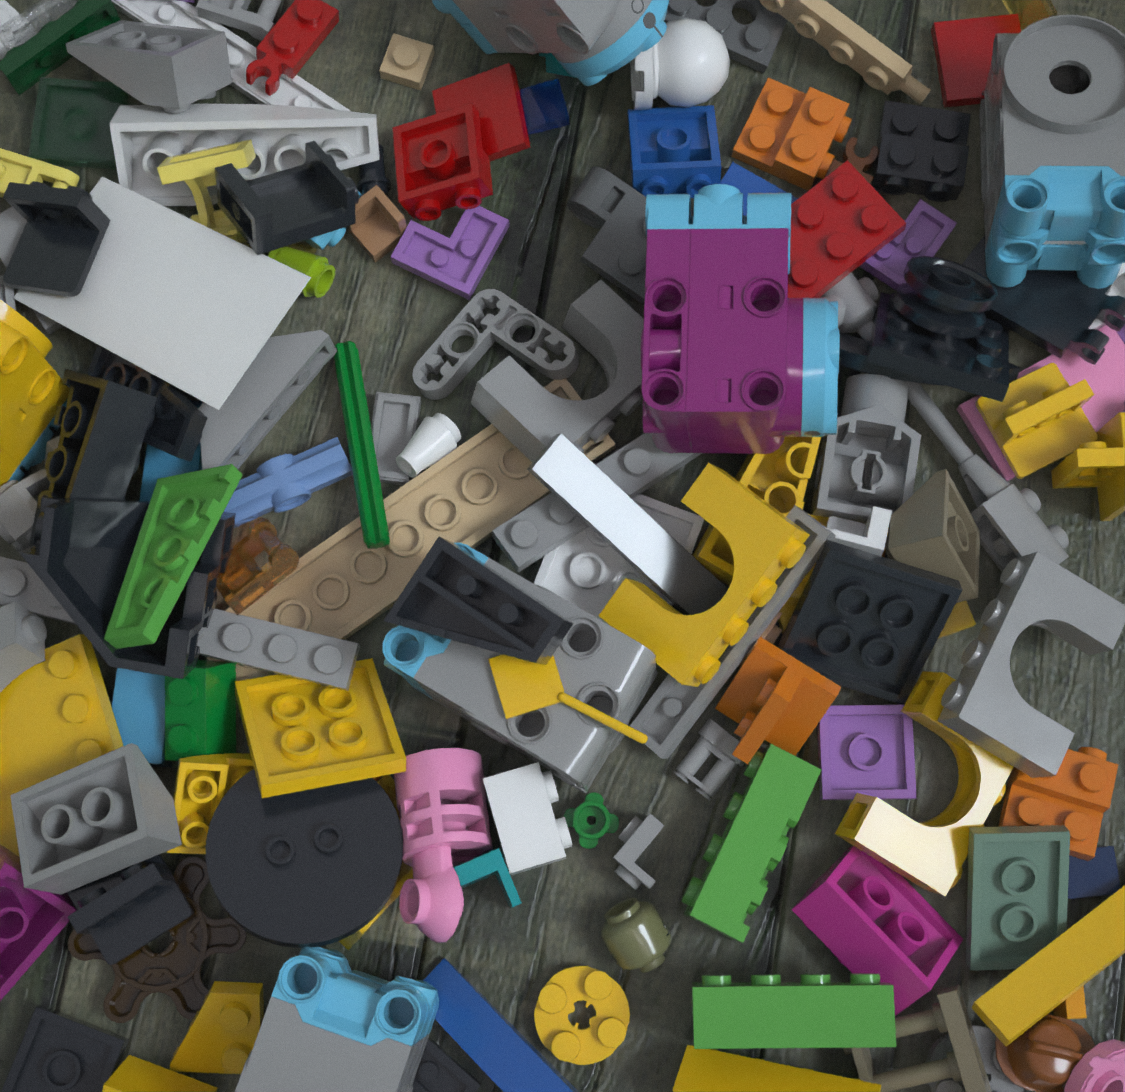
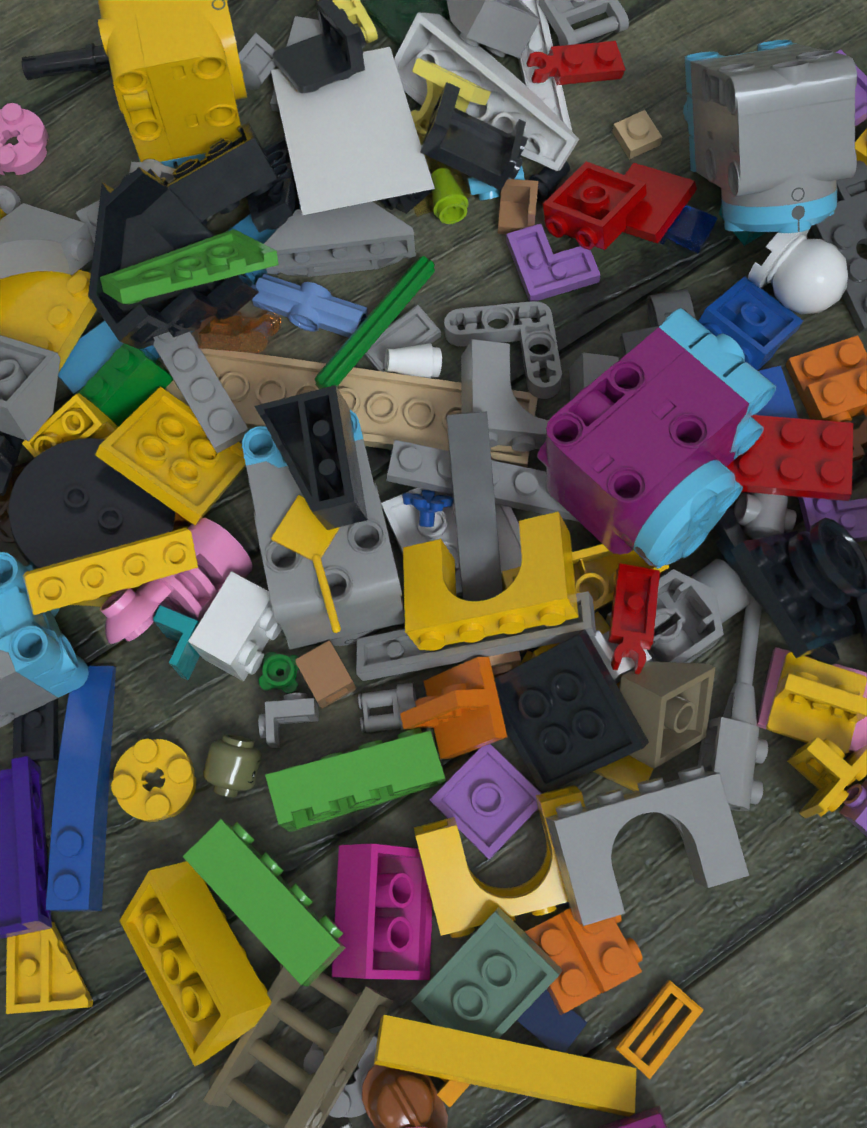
camera: 50 degrees right, 5 degrees down
(394, 882) = (110, 570): none -> yellow bracket
(575, 558) = (427, 505): none -> blue plant
(634, 783) = (325, 674): none -> medium nougat panel
(844, 489) = (633, 614): none -> red plate

